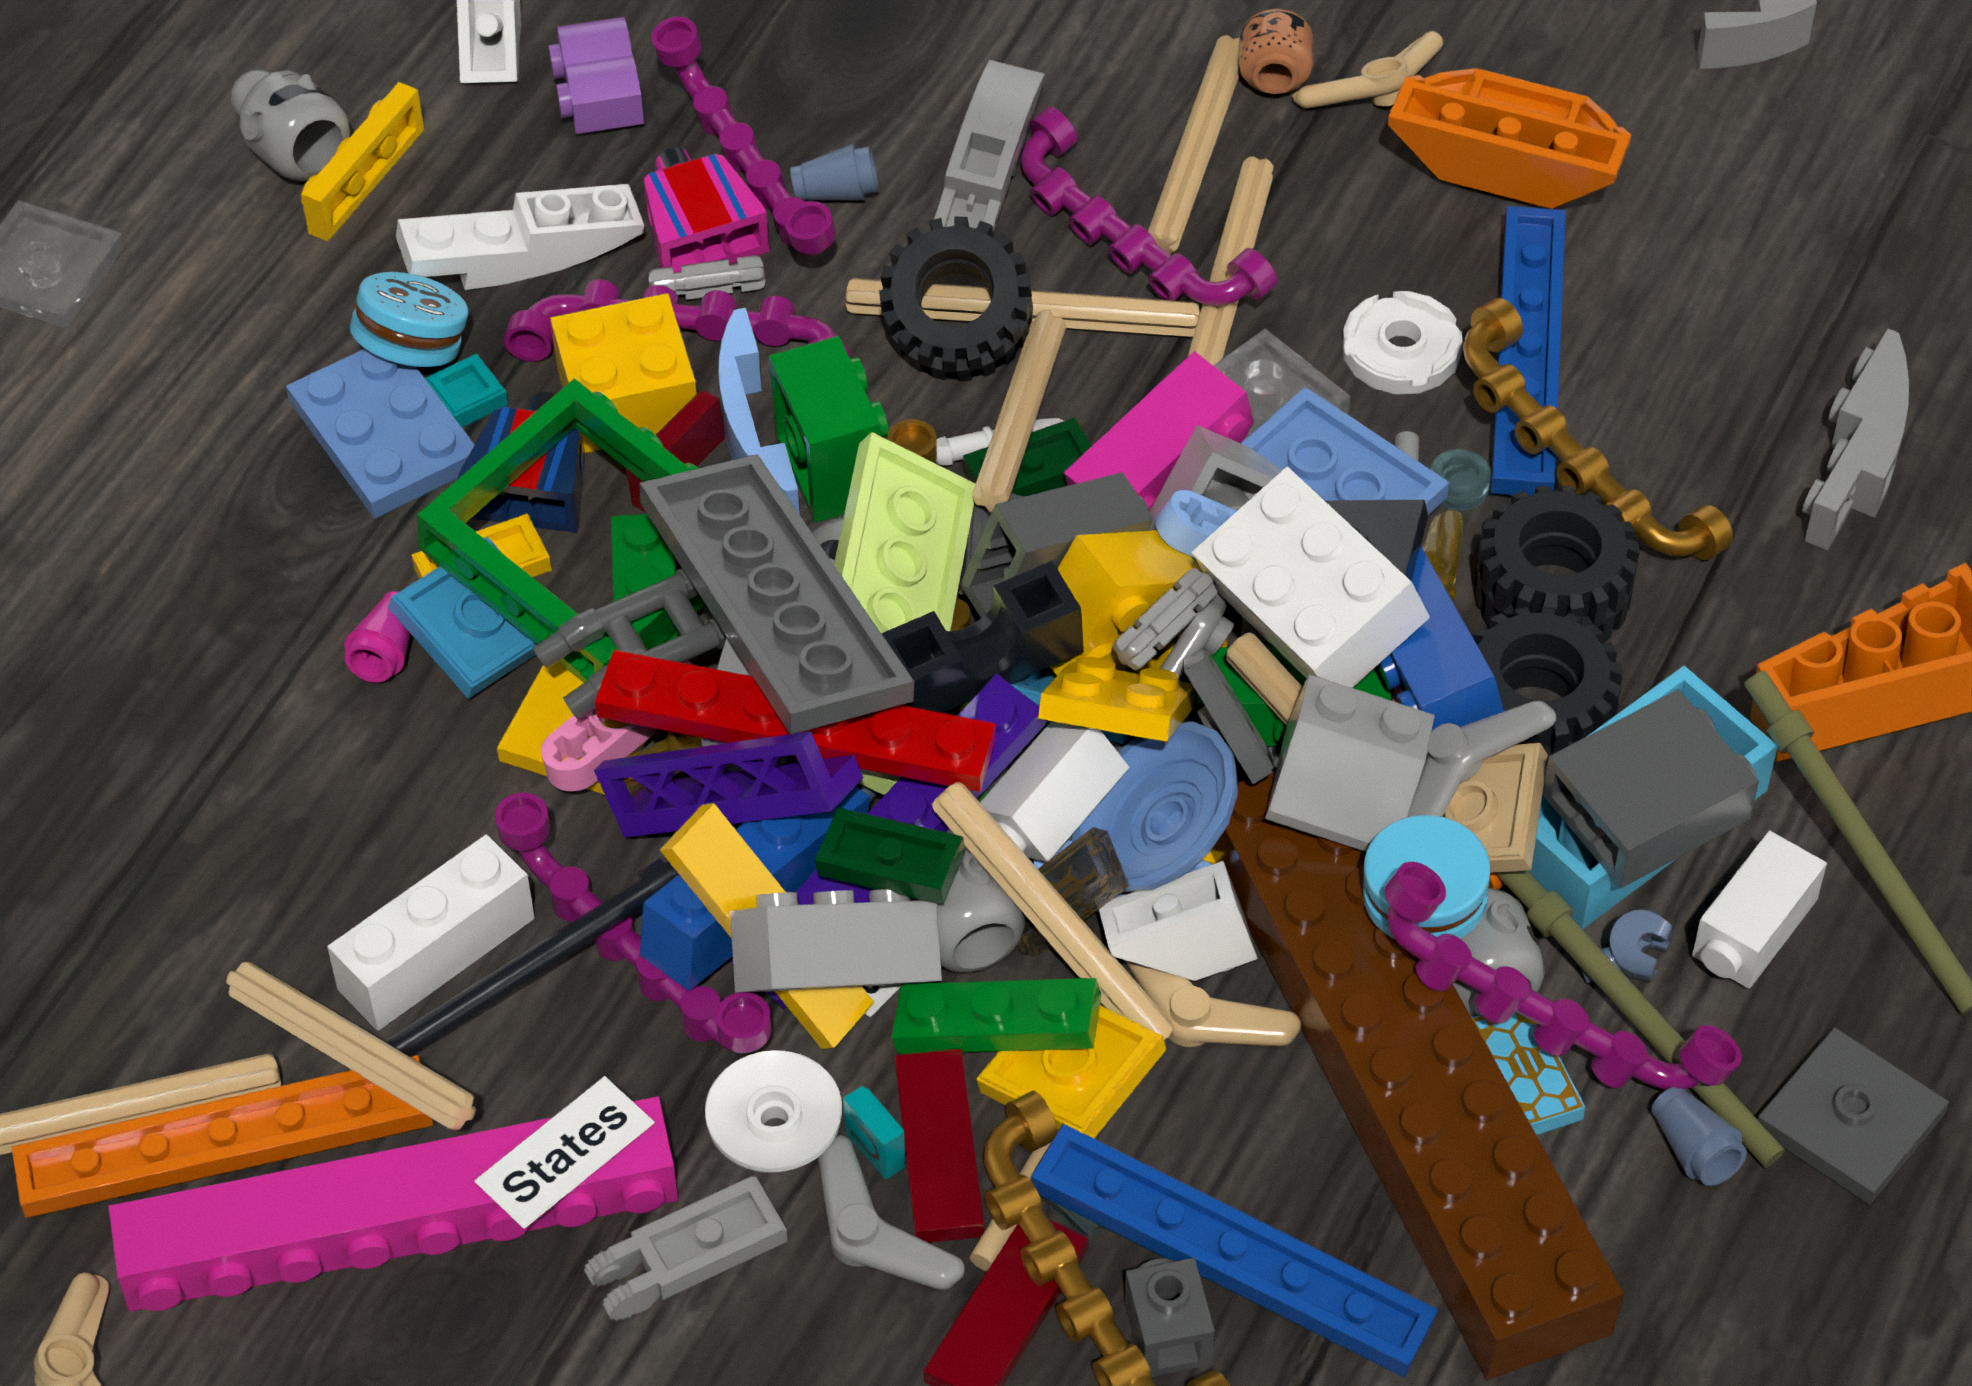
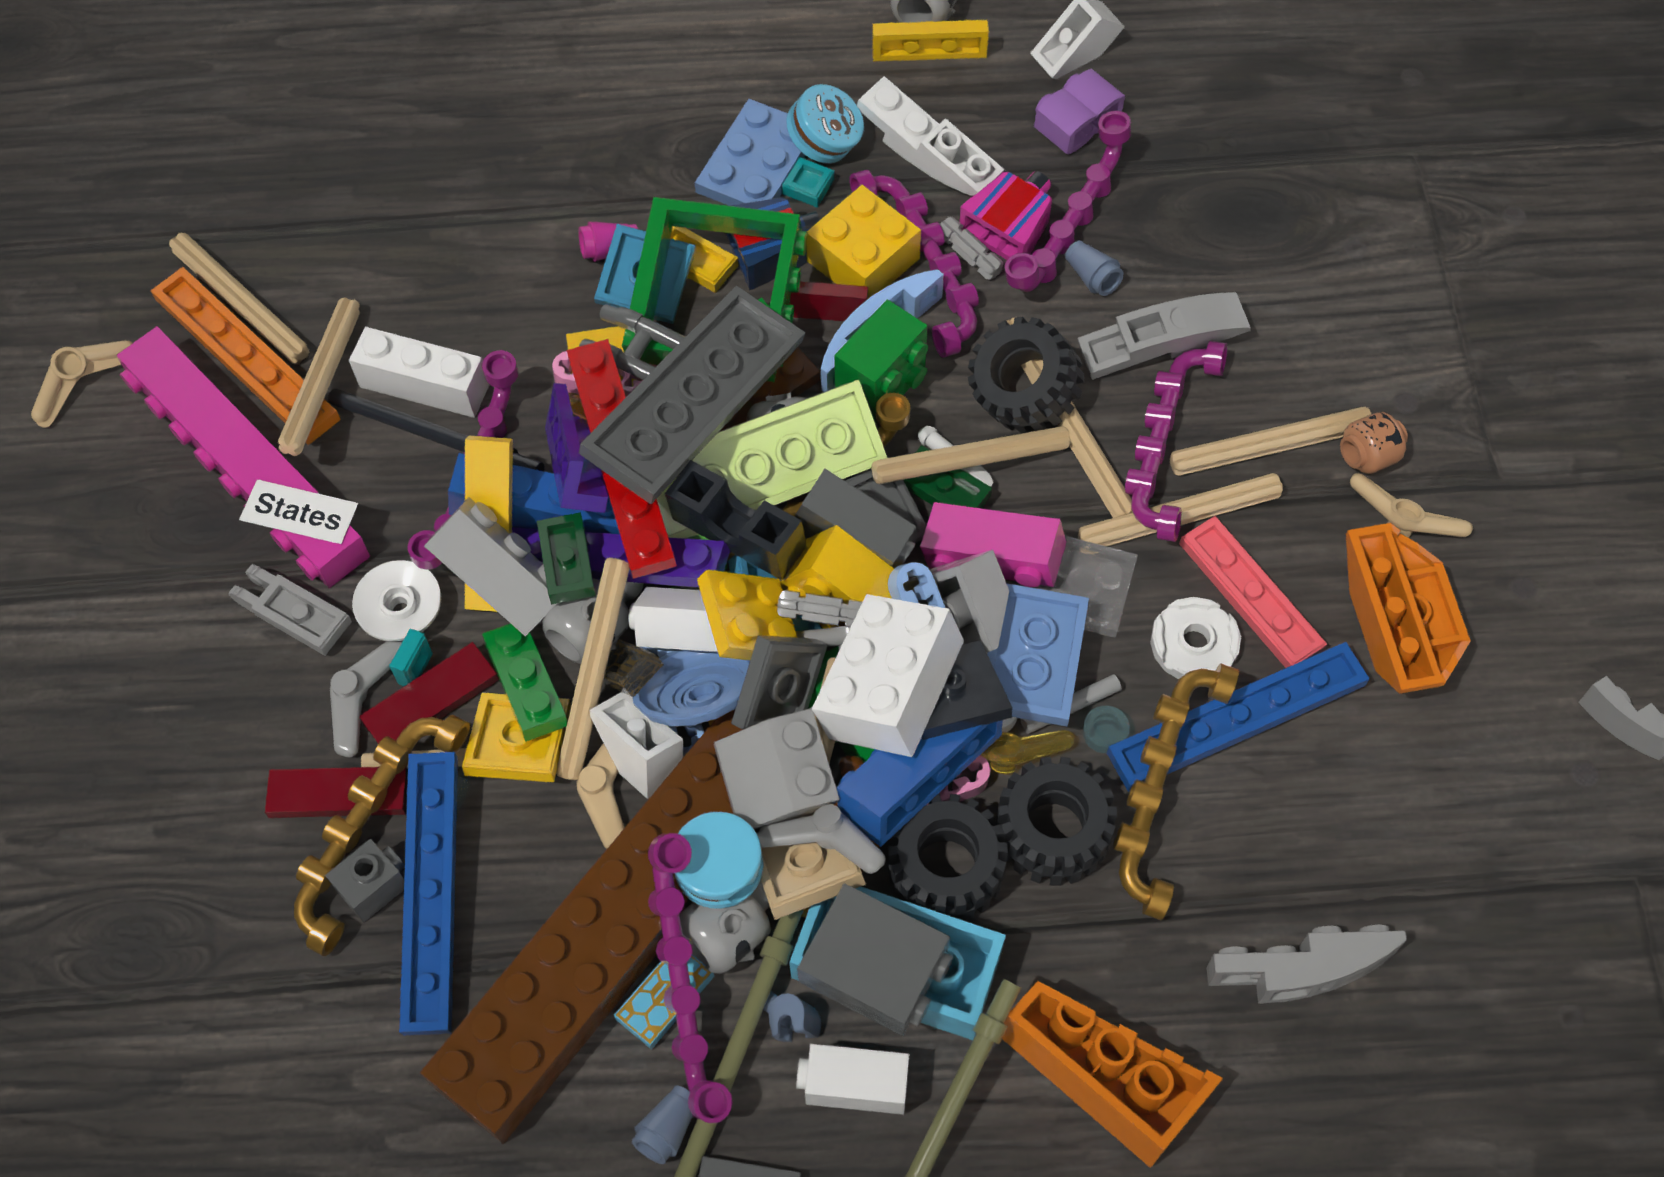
camera: 60 degrees right, 10 degrees up
(1382, 262) = (1252, 593): none -> coral tile

